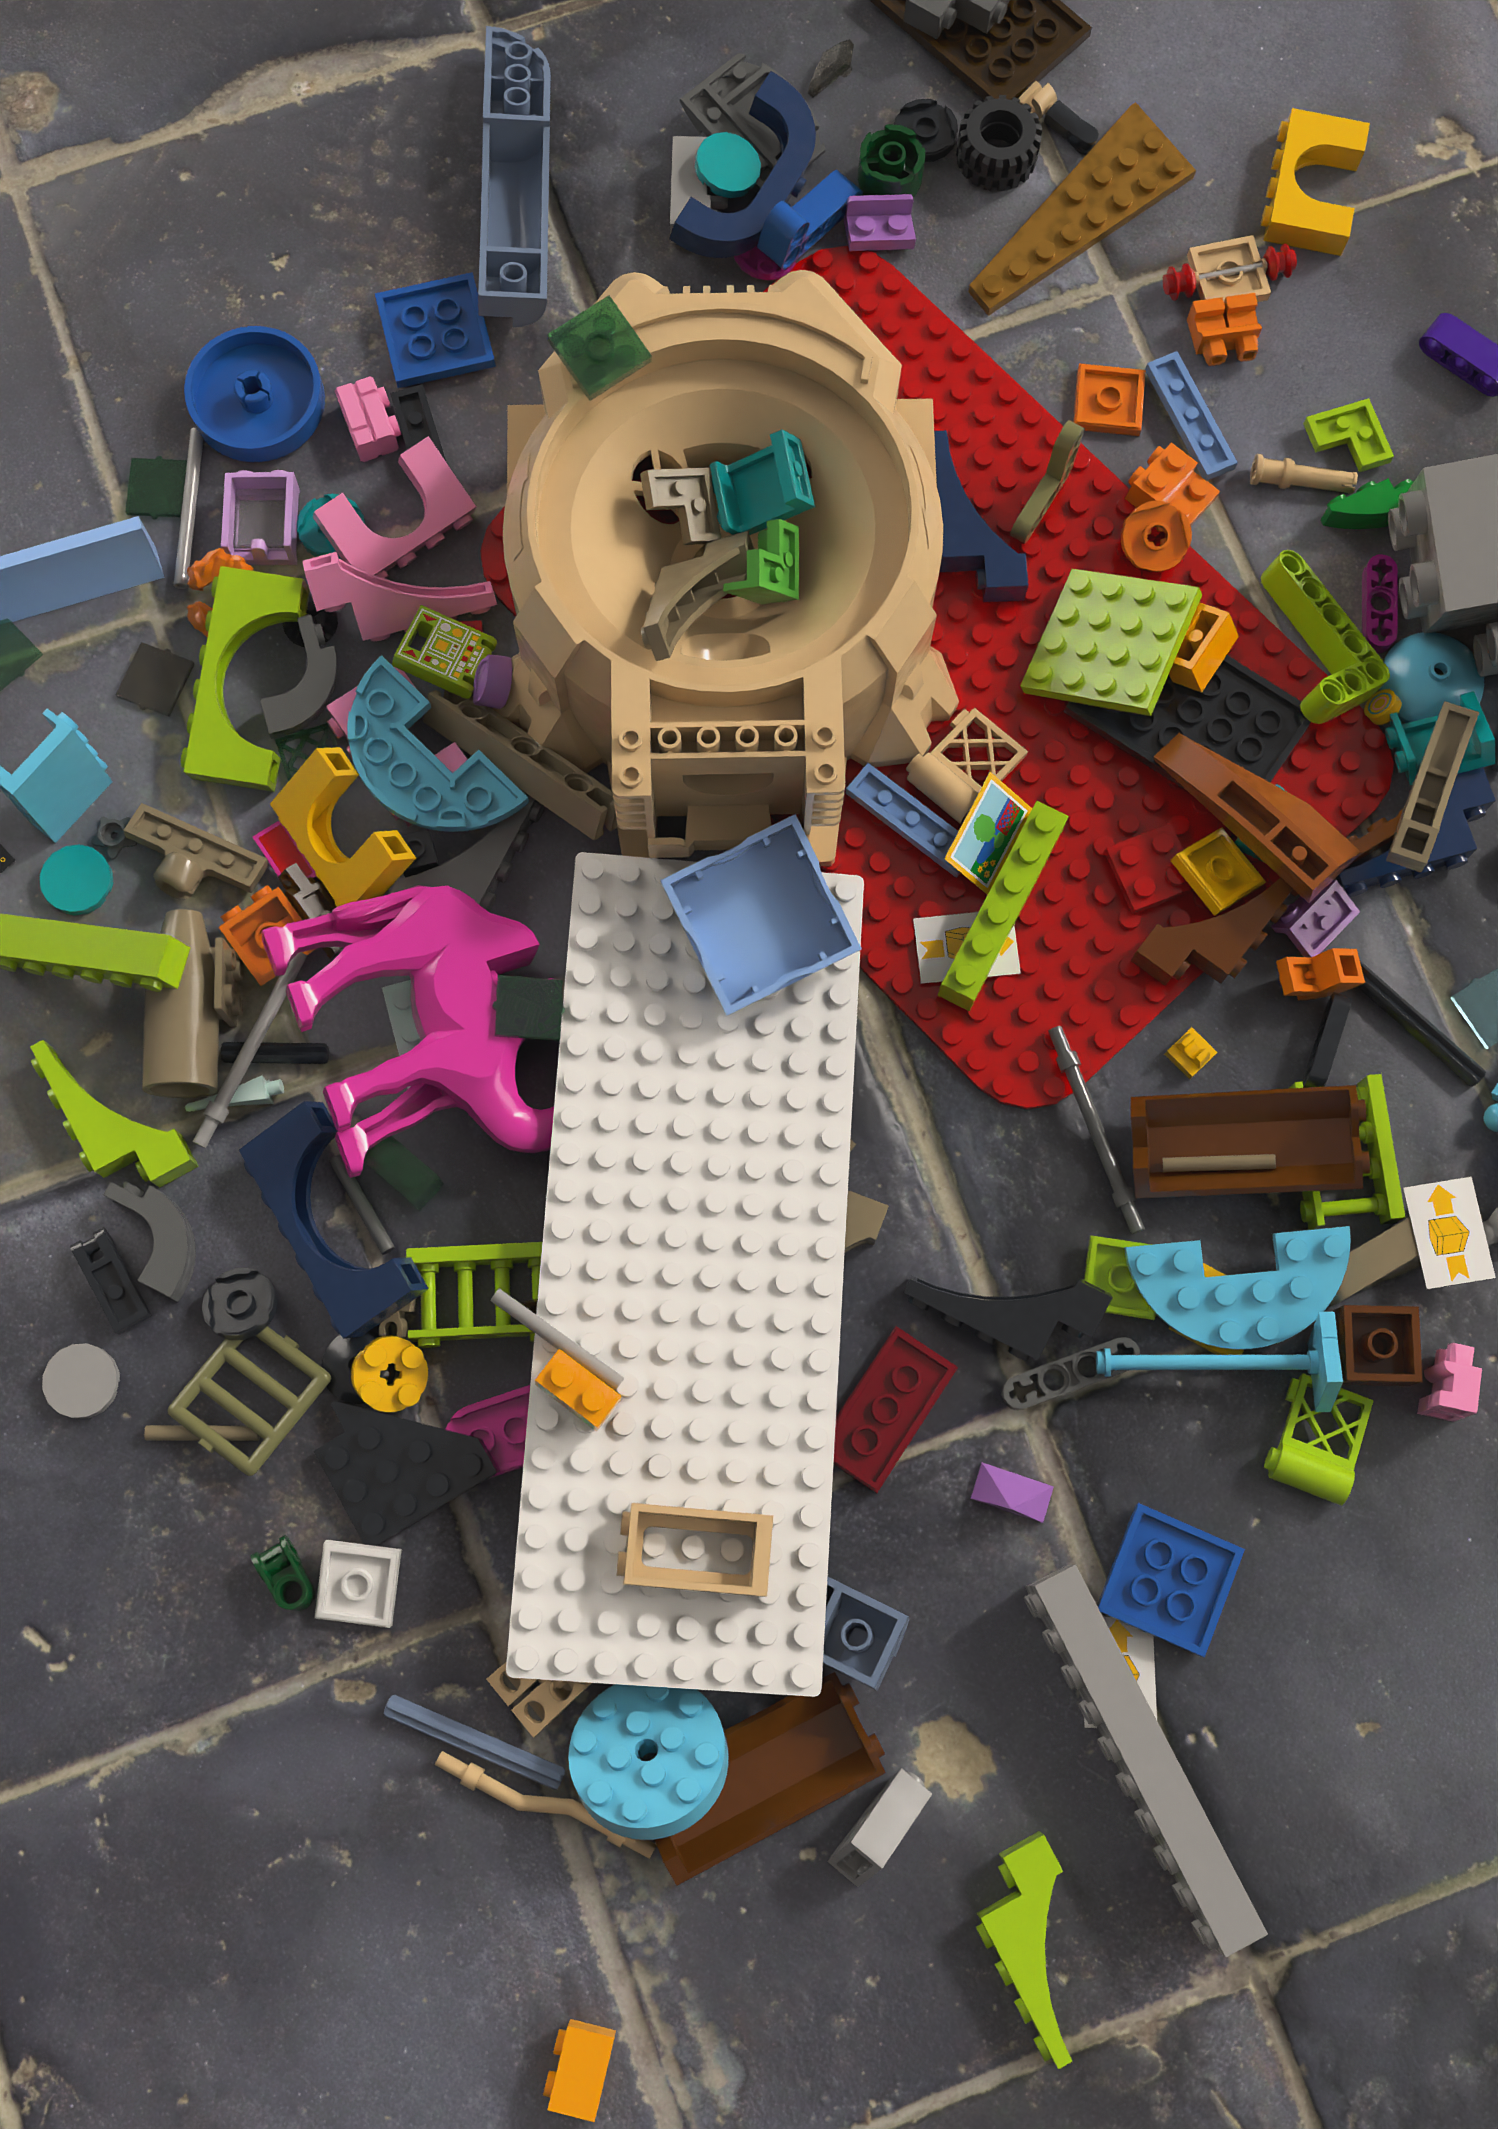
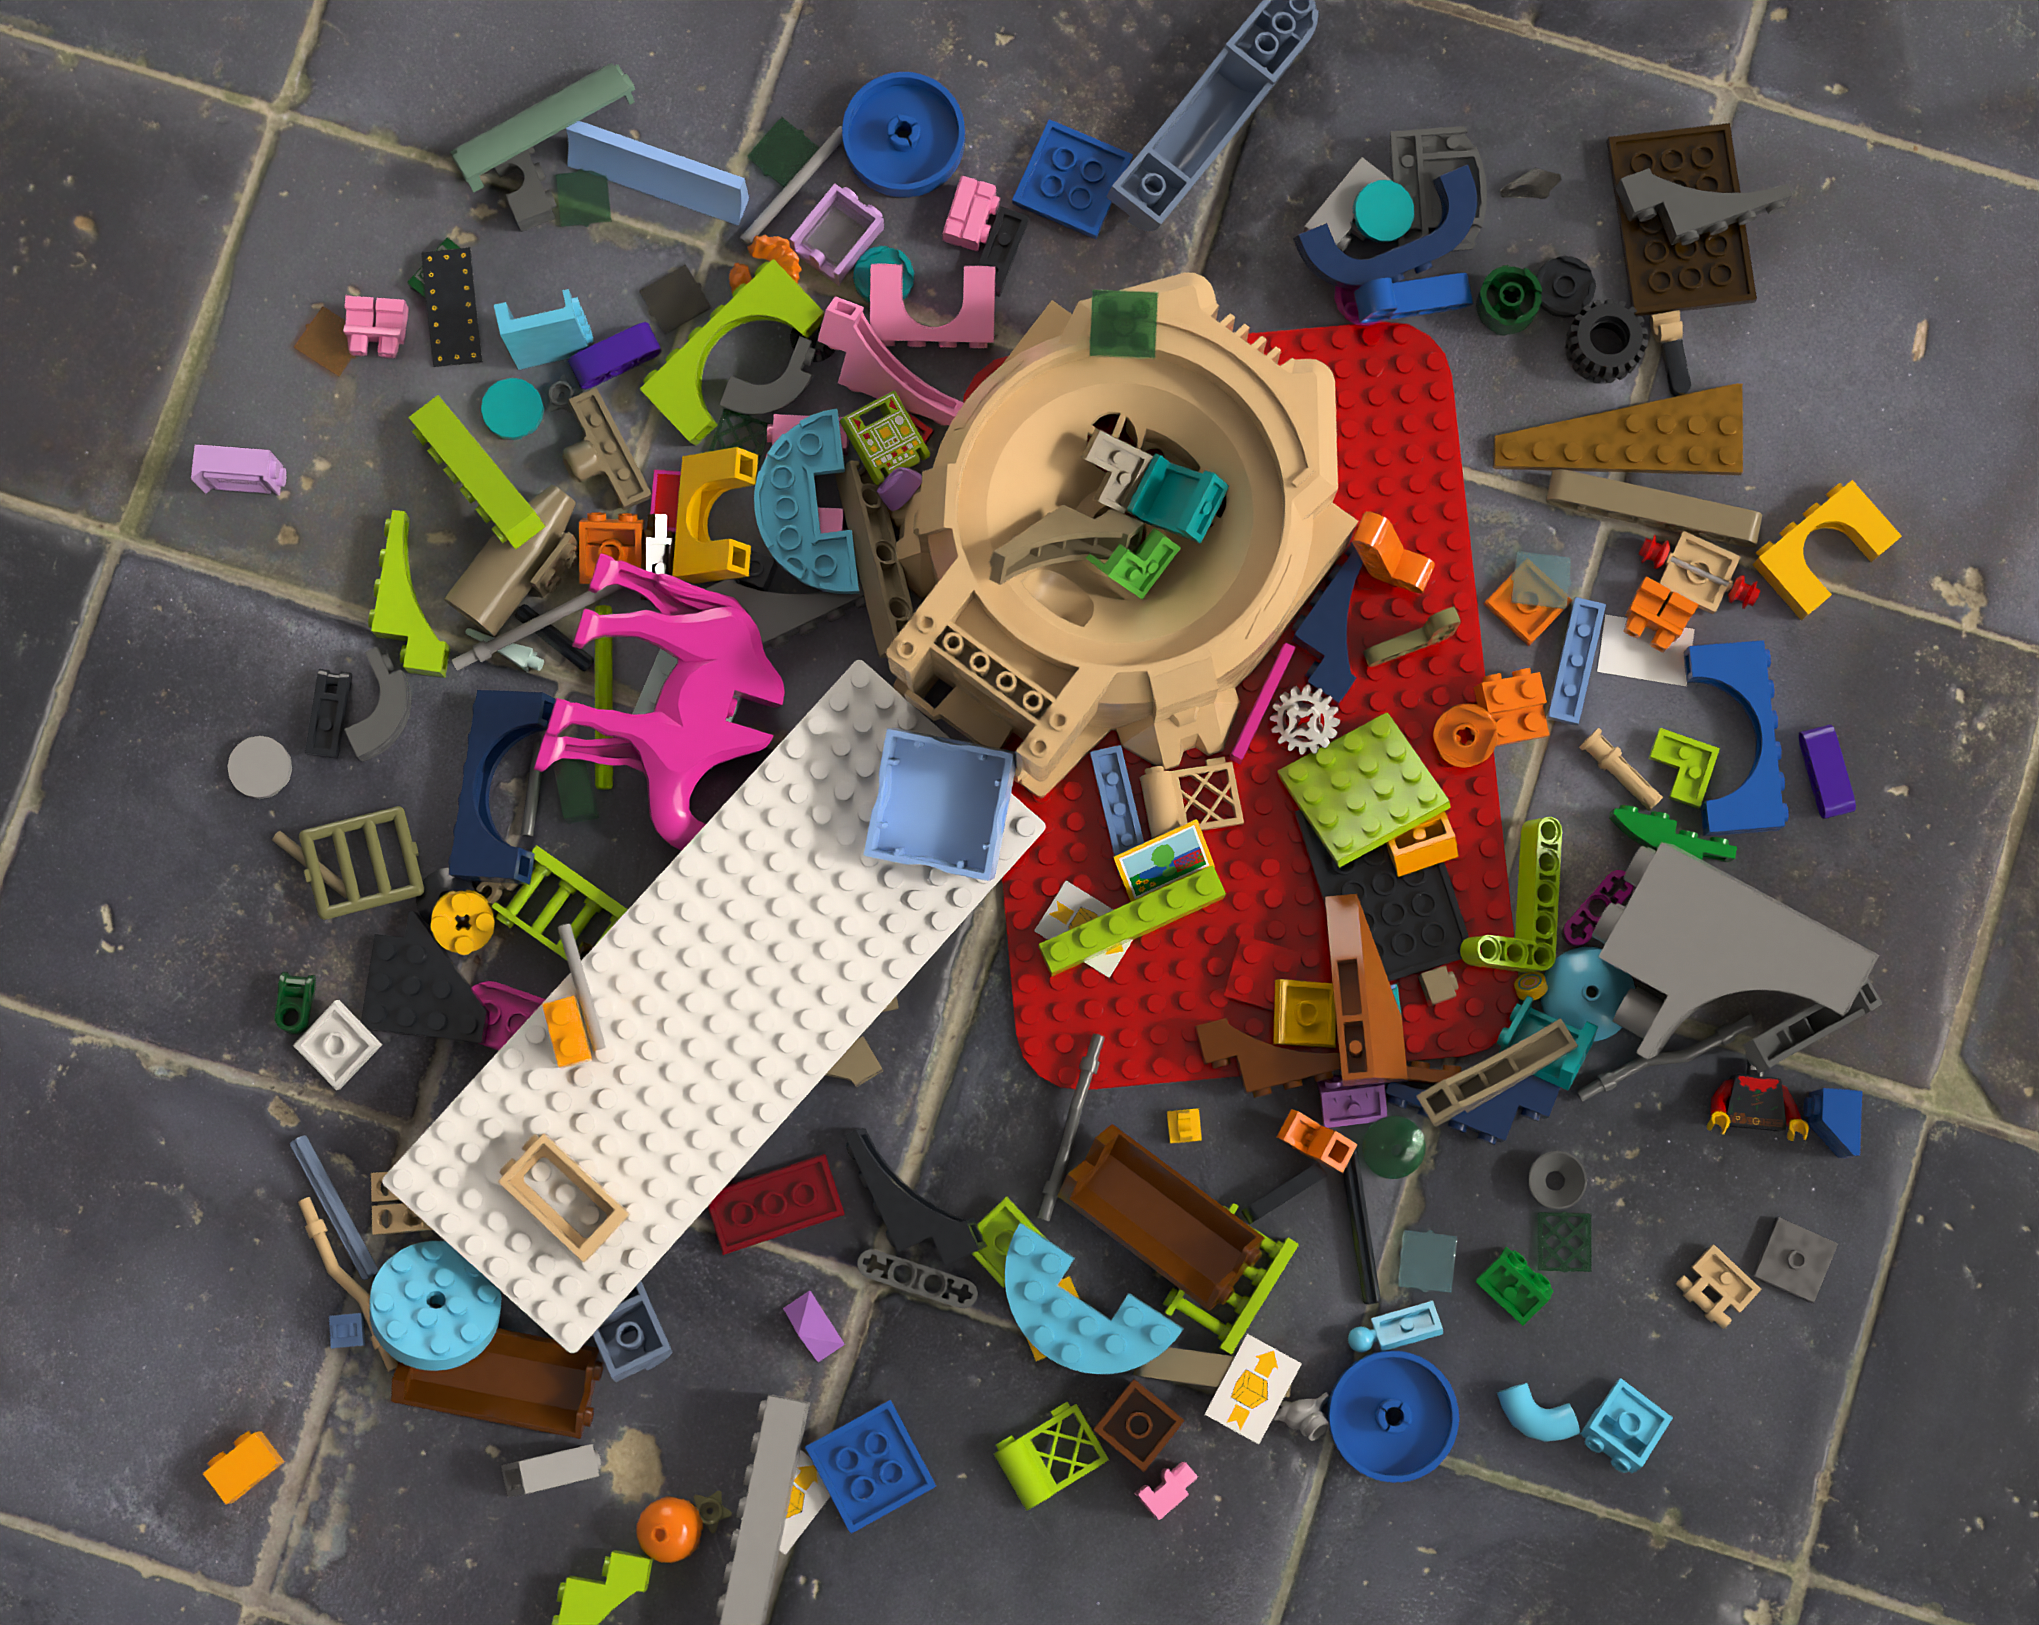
camera: 40 degrees right, 5 degrees up
(137, 764) = (614, 355): none -> dark purple beam
(239, 1304) = (400, 796): black tile -> none
(358, 1064) = (603, 694): none -> lime axle
(528, 1008) = (738, 745): clear green piece -> none
(578, 1851) = (347, 1330): none -> medium blue tile
(879, 222) = (1465, 338): medium lavender bracket -> none
(961, 638) = (1262, 703): none -> dark pink tile
(972, 439) = (1387, 558): none -> orange beam
(1024, 626) = (1296, 710): none -> white gear
(1036, 1791) = (669, 1529): none -> orange cylinder
(1045, 1743) = (719, 1511): none -> olive plate
(1107, 370) = (1541, 580): none -> clear light blue piece
(1148, 248) = (1654, 508): none -> dark tan beam
(1219, 1163) = (1134, 1217): dark tan bar -> none
(1237, 380) = (1637, 659): none -> white sticker
(1309, 762) = (1438, 985): none -> dark tan plate
(1321, 1362) = (1084, 1402): medium azure tile -> none
(1340, 328) = (1743, 674): none -> blue arch
(1371, 934) = (1383, 1136): none -> clear green dish

